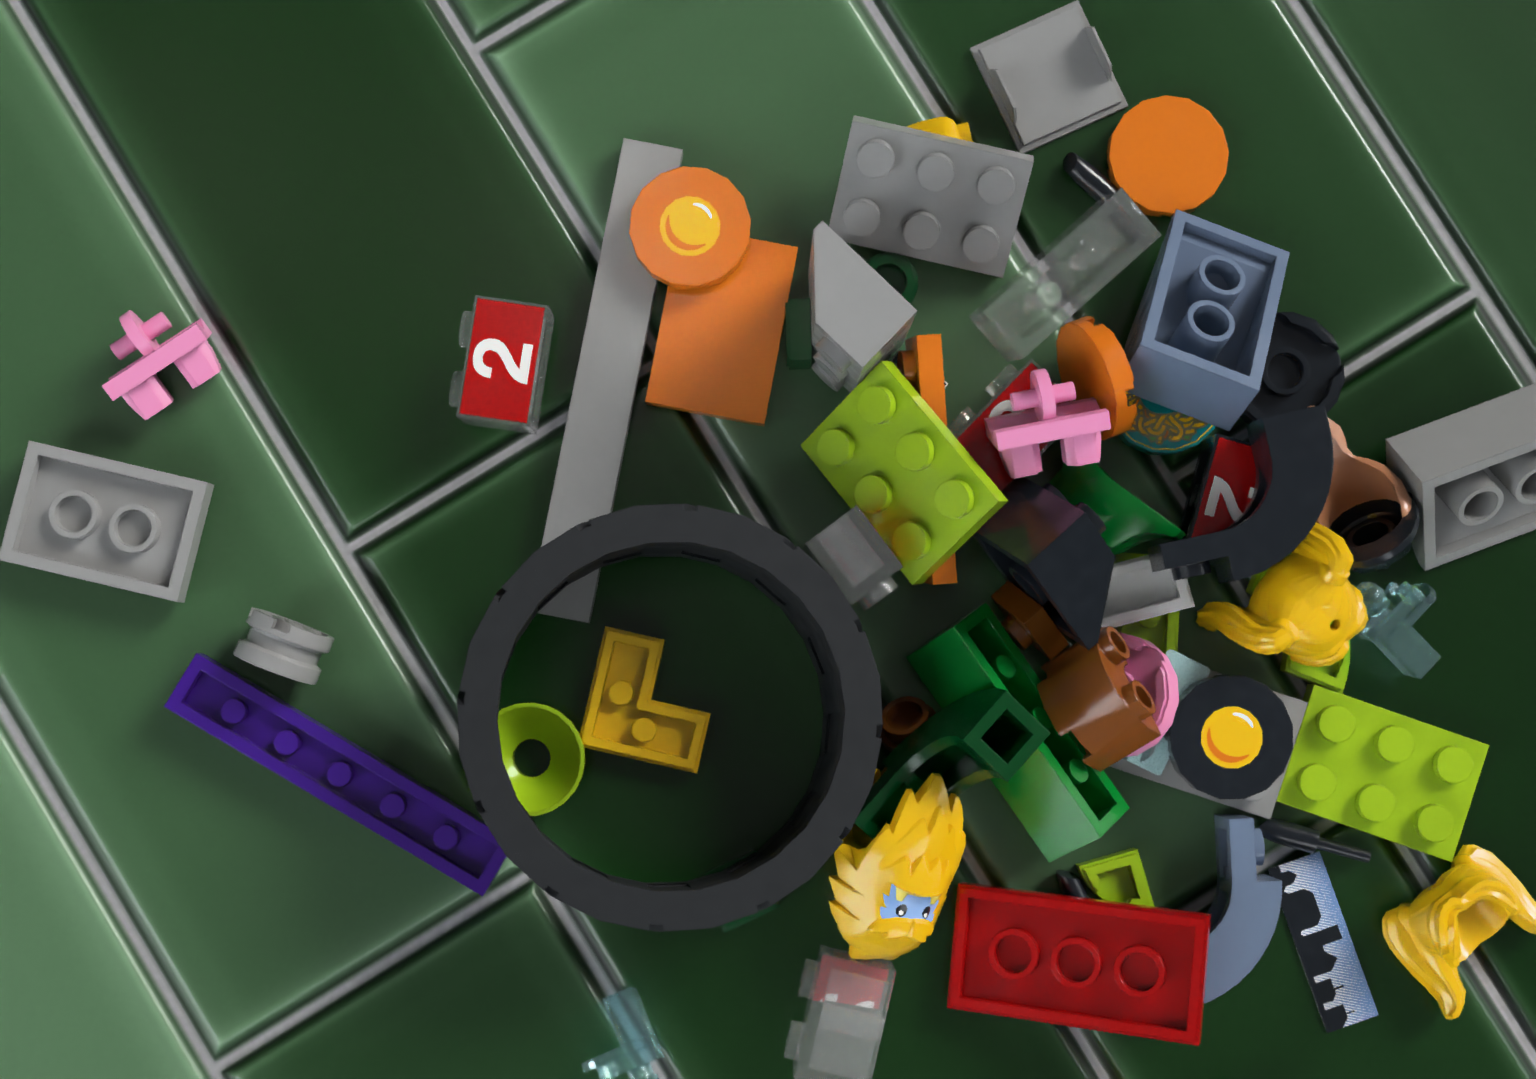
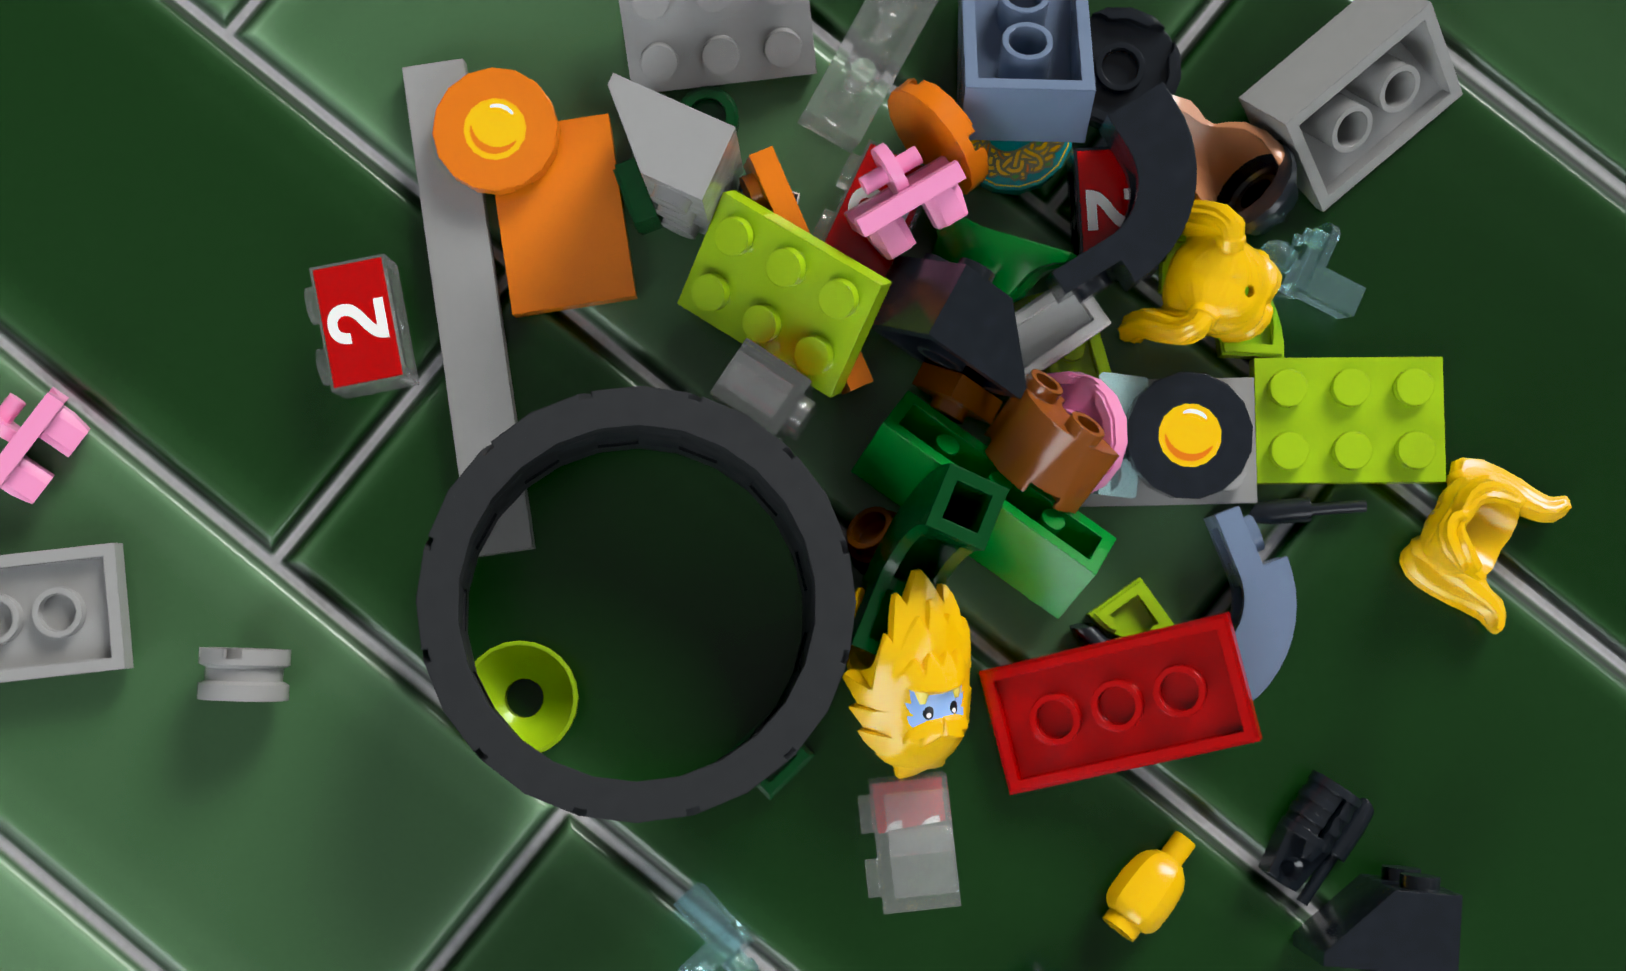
camera: 10 degrees left, 0 degrees up
(338, 772) = (341, 778): dark purple plate -> none
(624, 716) = (598, 624): yellow tile -> none
(1324, 943) = (1351, 603): sticker -> none

